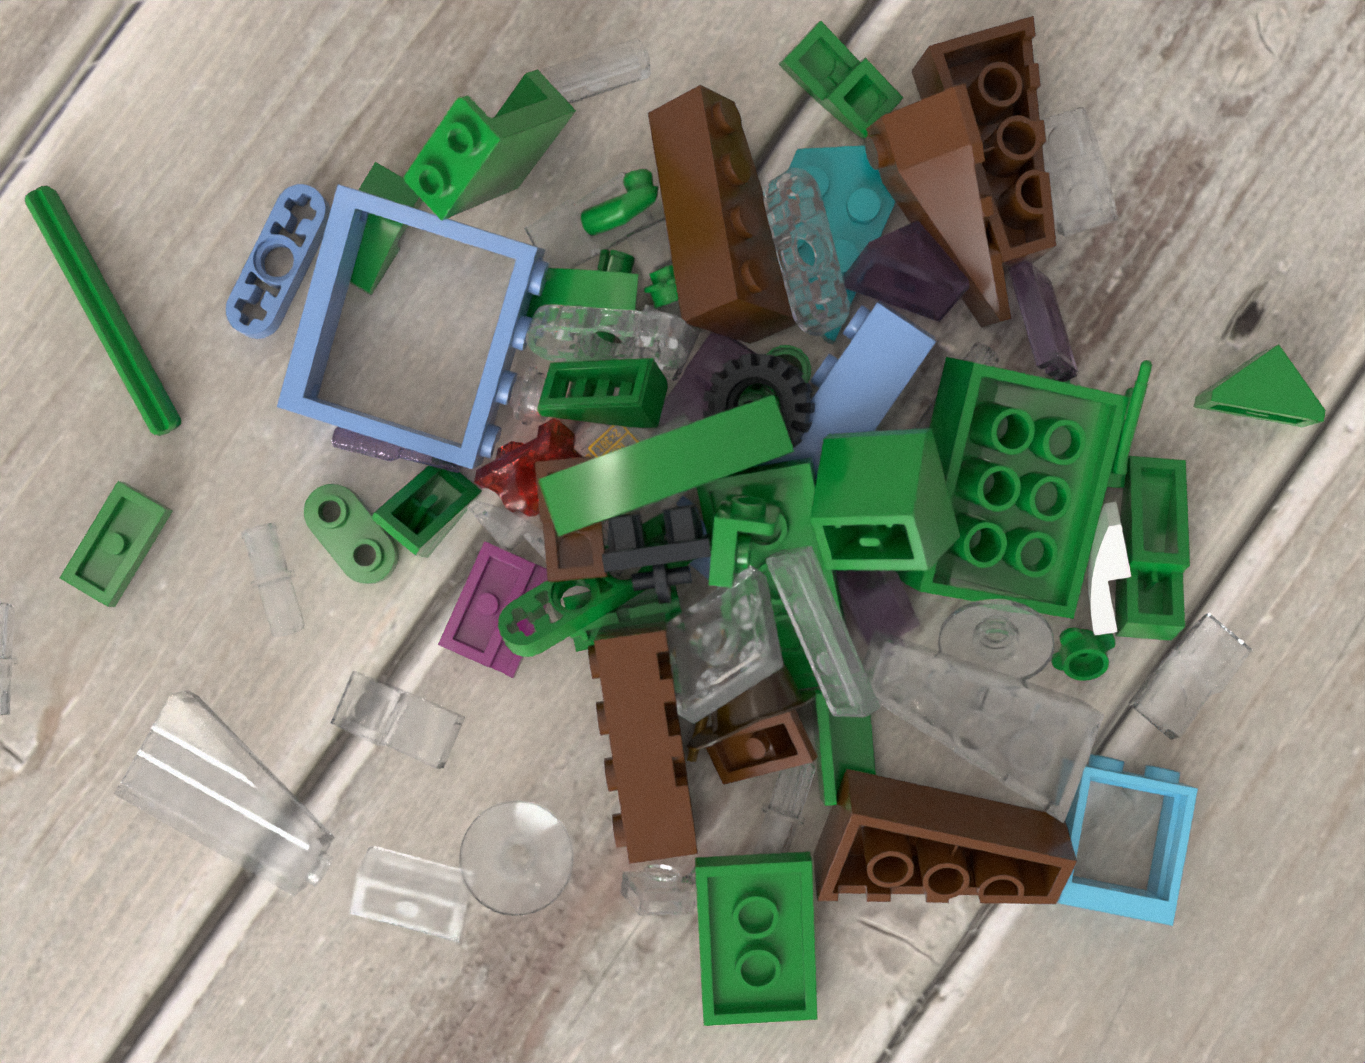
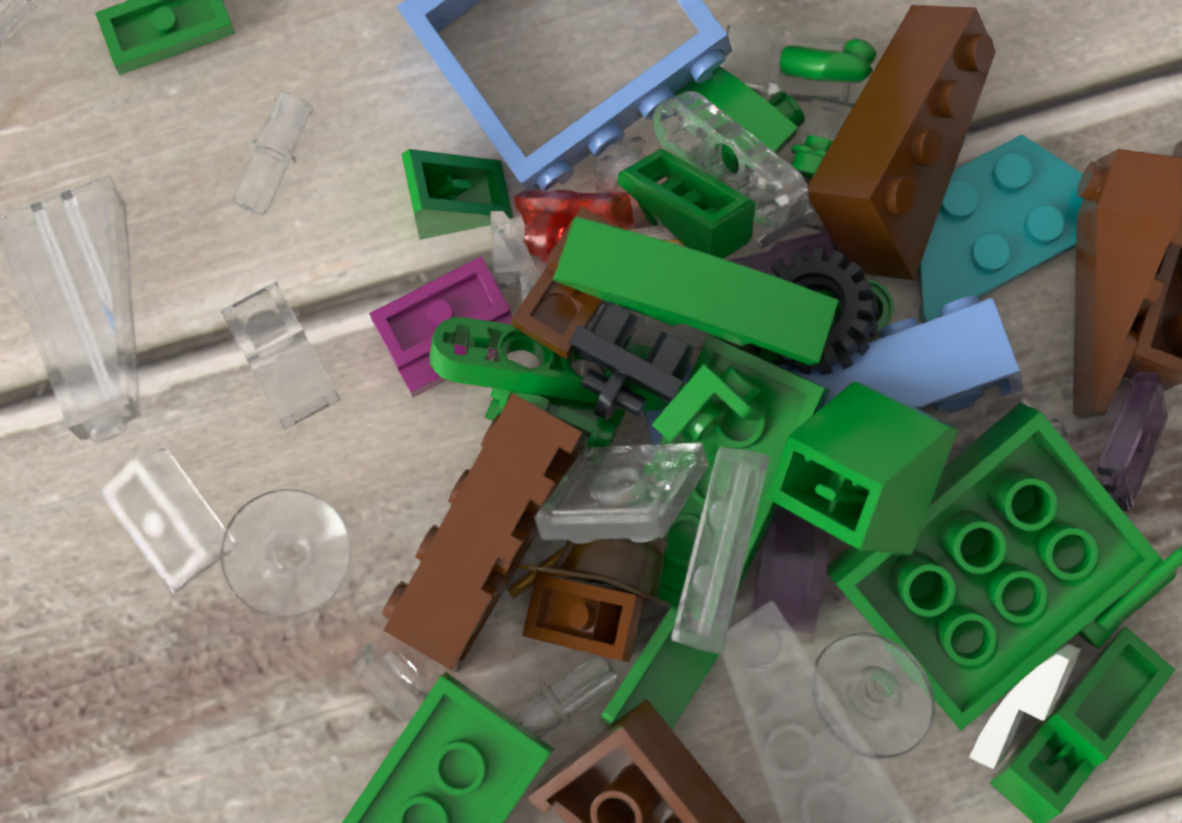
camera: 35 degrees right, 10 degrees down
(350, 533) = (368, 164): plate -> none
(383, 450) = (459, 118): clear purple piece -> none
(816, 231) = (939, 234): clear beam -> none
(839, 81) = (1103, 101): green slope -> none
(908, 272) = (1040, 306): clear purple slope -> none
(1083, 654) = (941, 785): green plate -> none

